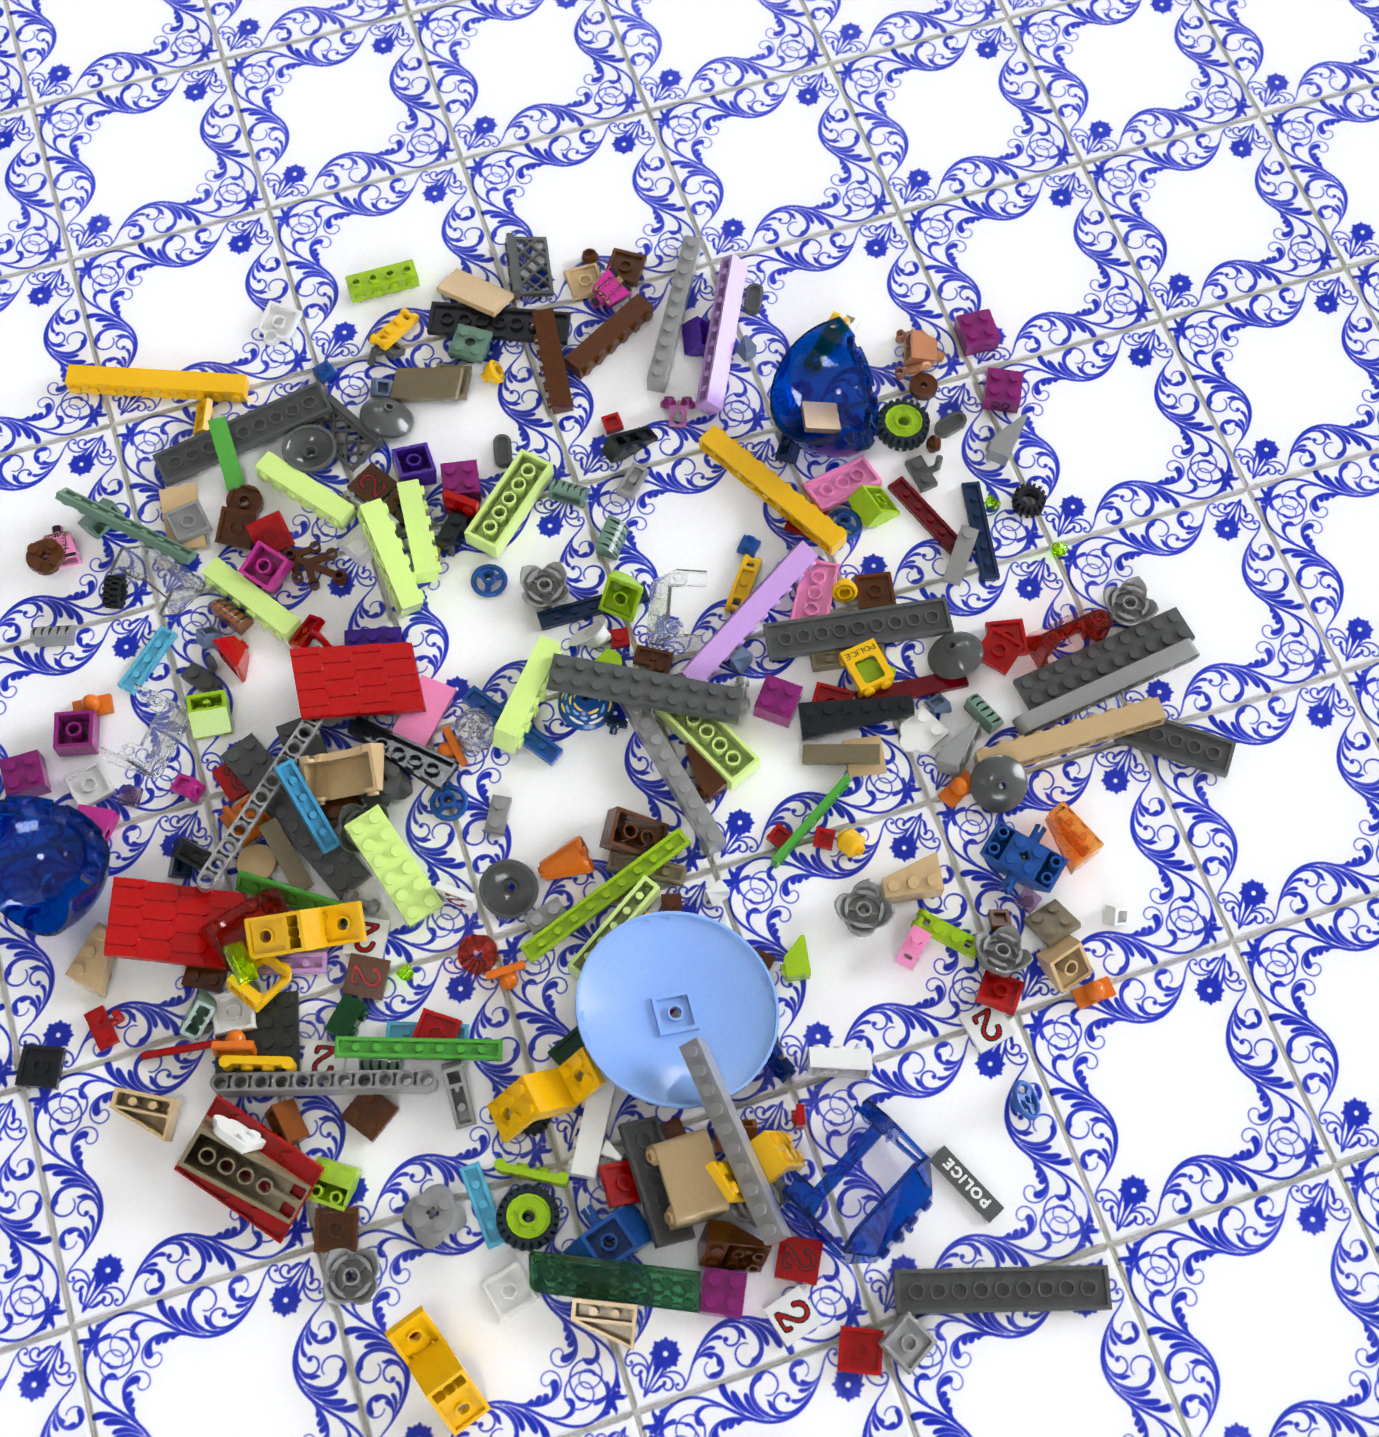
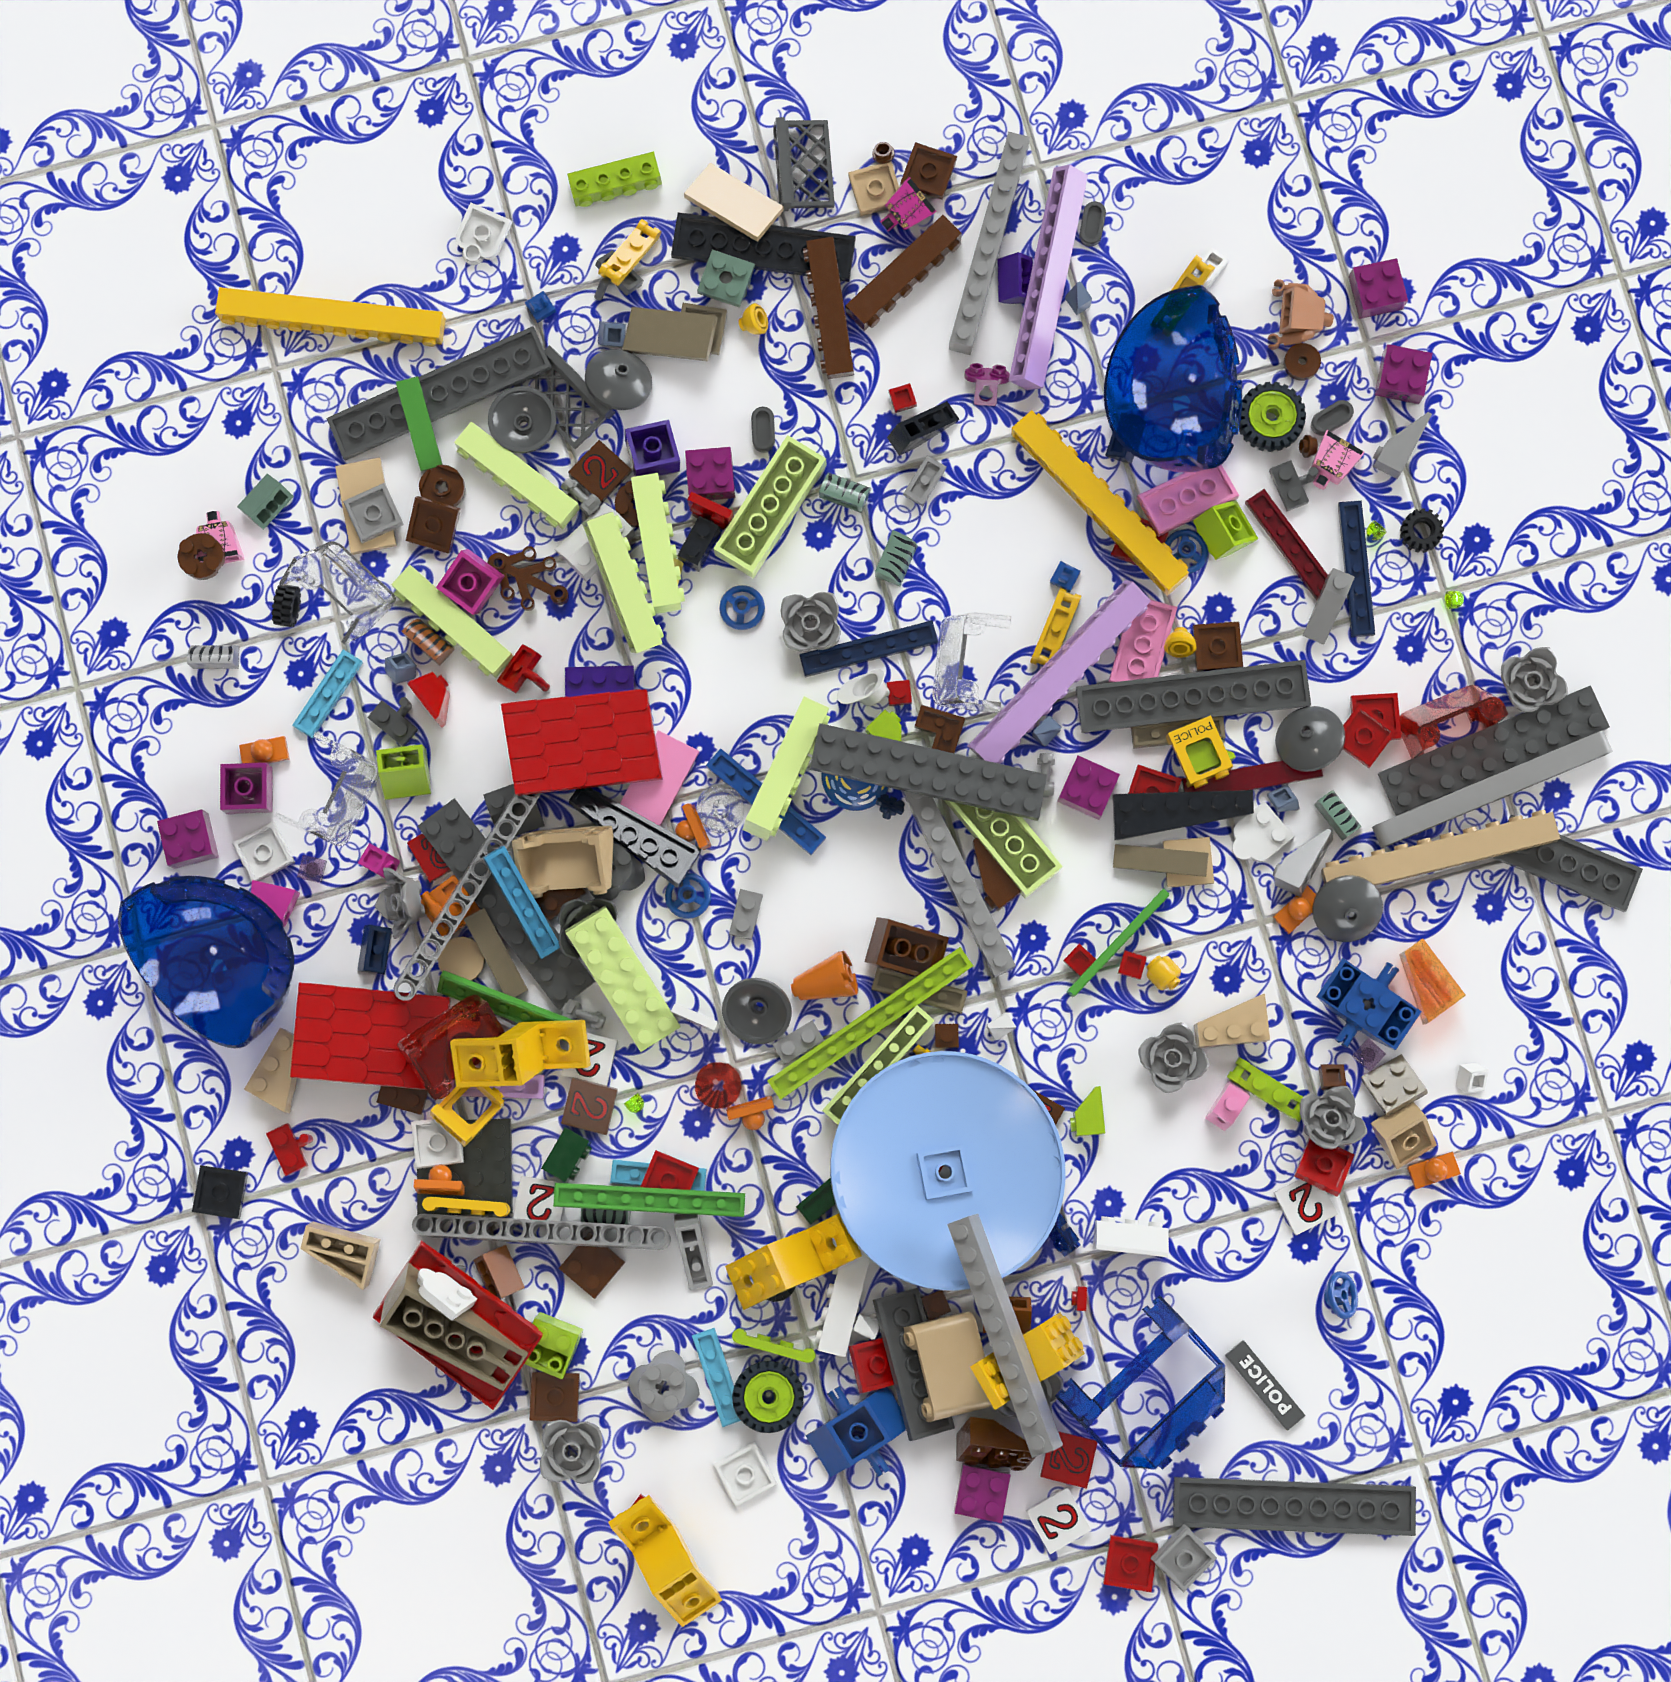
camera: 10 degrees right, 15 degrees up
(121, 523) = (298, 519): sand green plate -> none
(177, 1049) = (377, 1180): red bar -> none
(192, 854) = (388, 950): black brick -> none
(198, 1015) = (397, 1144): sand green brick -> none
(203, 413) = (388, 366): yellow plate -> none
(206, 816) = (400, 901): none -> light grey brick
(240, 962) = (446, 1092): clear neon green plate -> none
(271, 531) = (474, 532): red tile -> none
(607, 1318) = (852, 1512): tan wedge -> none
(615, 1281) = (863, 1477): clear green plate -> none
(621, 595) = (904, 641): lime slope -> none
(820, 417) = (1167, 404): tan tile -> none
(956, 452) = (1334, 460): none -> bright pink torso

